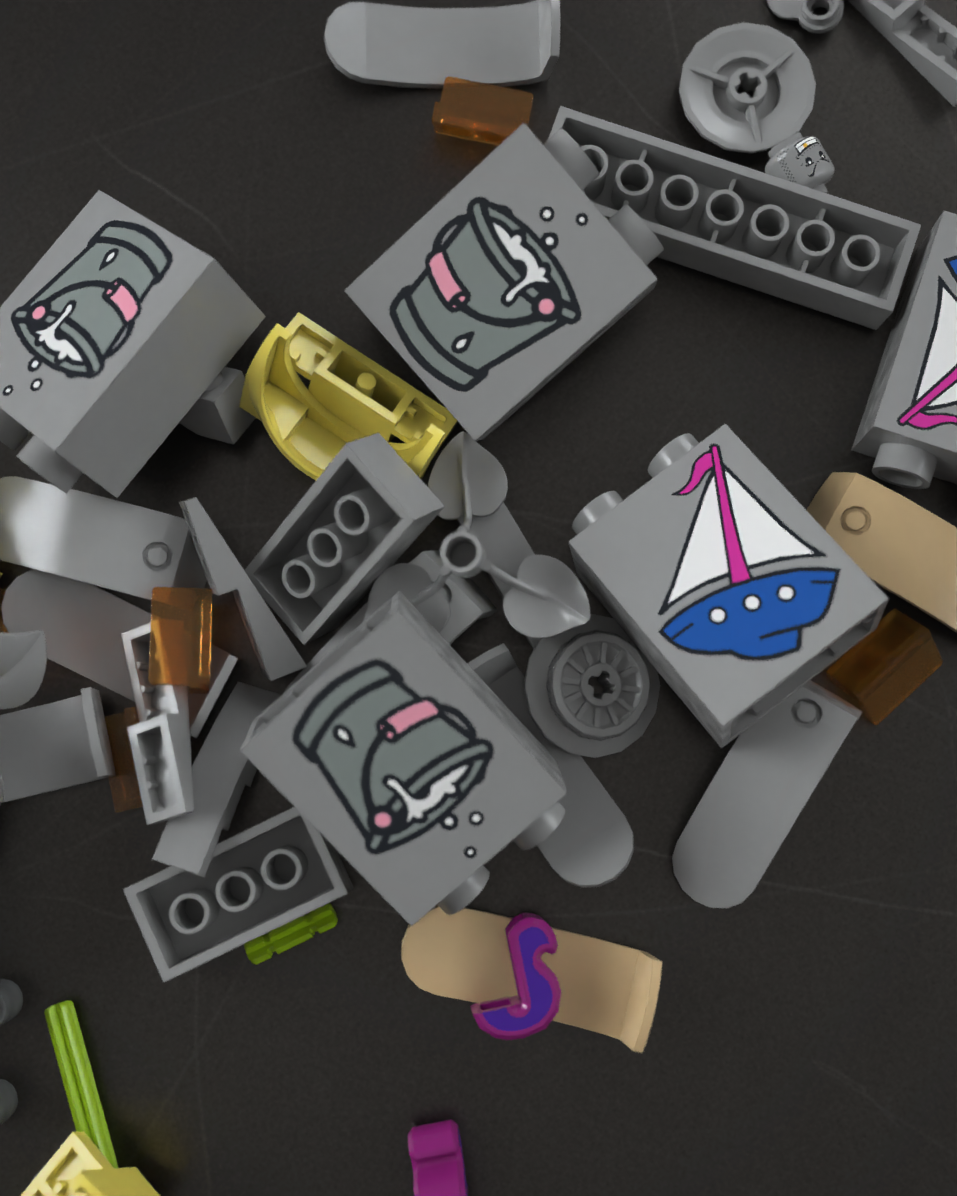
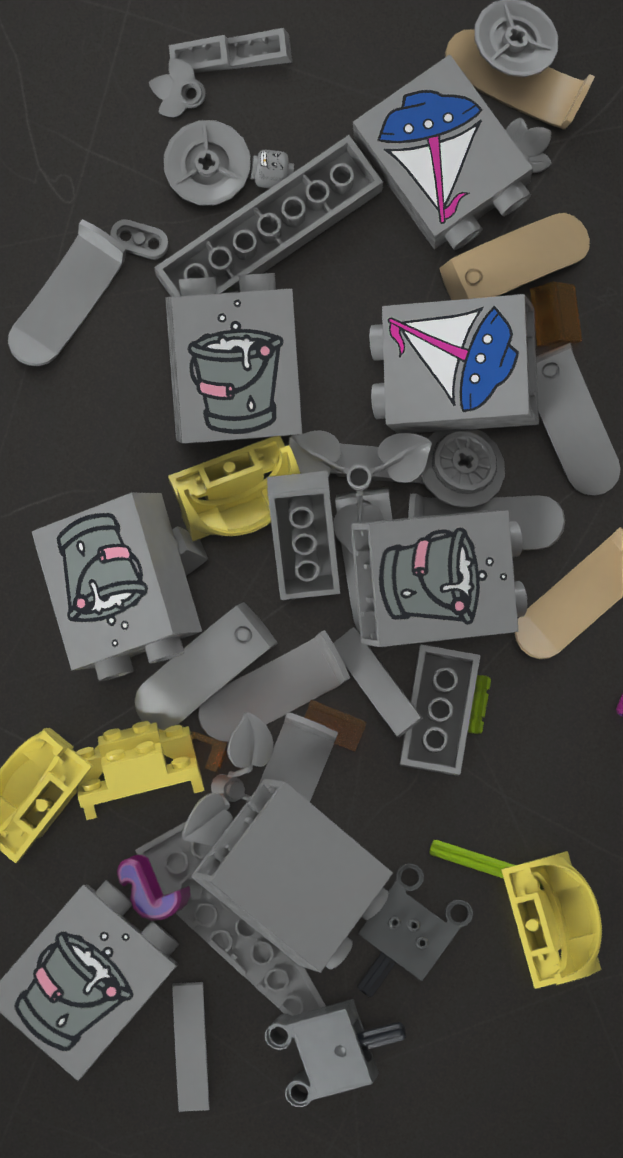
camera: 60 degrees left, 0 degrees up
(160, 738) = (328, 688): light grey slope -> none
(181, 638) = (294, 650): clear orange panel -> none
(225, 574) = (277, 606): light grey slope -> none
(480, 110) = (118, 306): clear orange panel -> none
(535, 983) = (585, 597): magenta animal -> none
(587, 80) = (140, 238): none -> light grey plate

